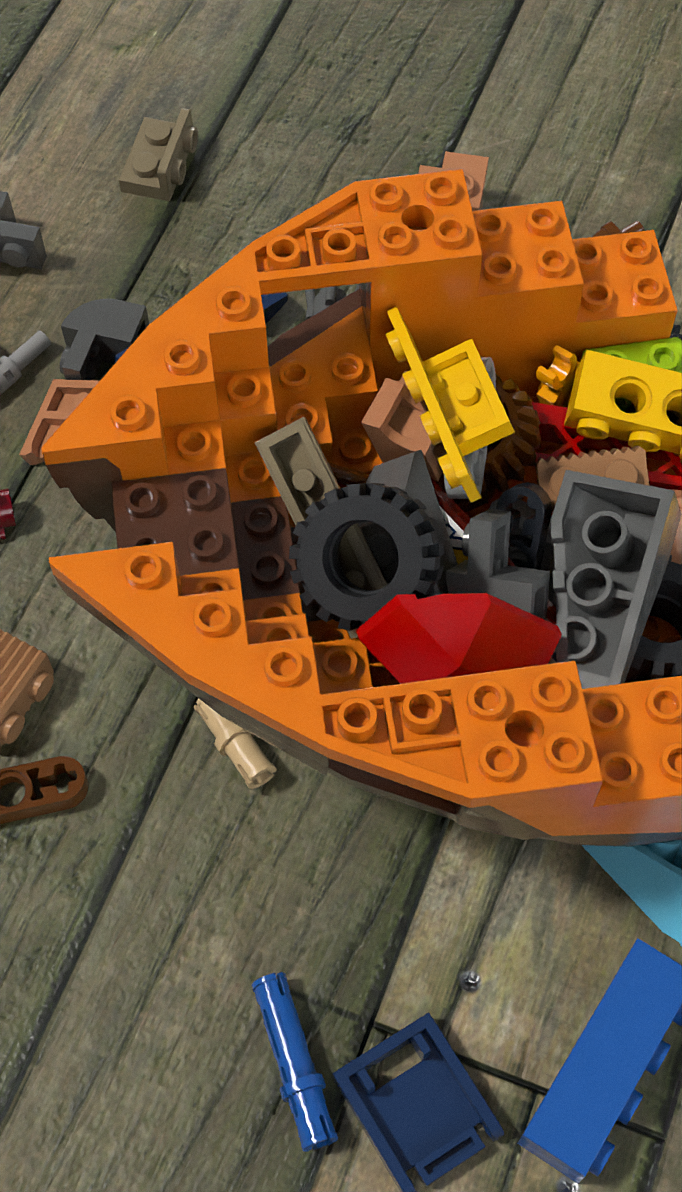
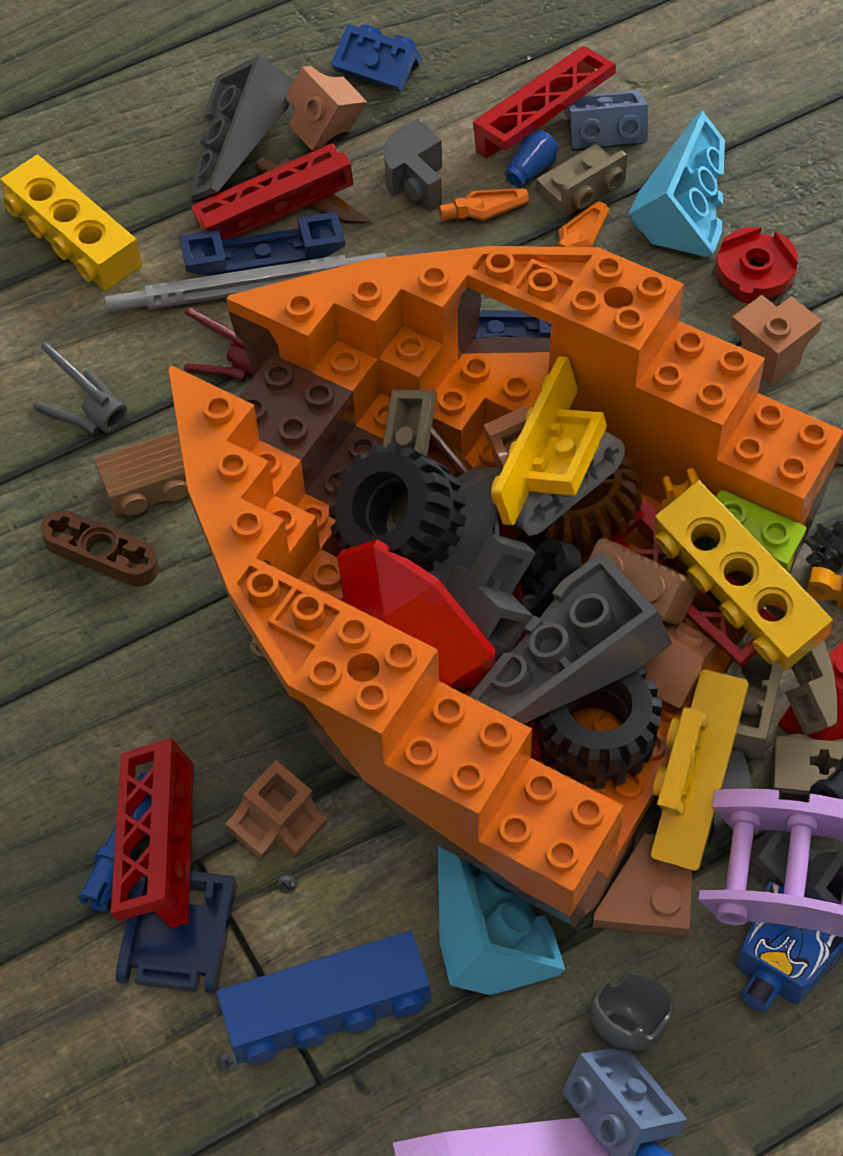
camera: 40 degrees right, 5 degrees down
(61, 96) = (540, 100): none -> red fence
(89, 231) = (483, 204): none -> orange piece
(98, 162) = (531, 158): none -> blue cone
(134, 88) = (608, 119): none -> sand blue bracket
(199, 208) = (584, 227): none -> orange piece
(261, 120) = (682, 194): none -> medium azure wedge
(344, 1020) = (165, 823): none -> red fence
(370, 162) = (751, 281): none -> red plate
(413, 923) = (276, 811): none -> nougat brick

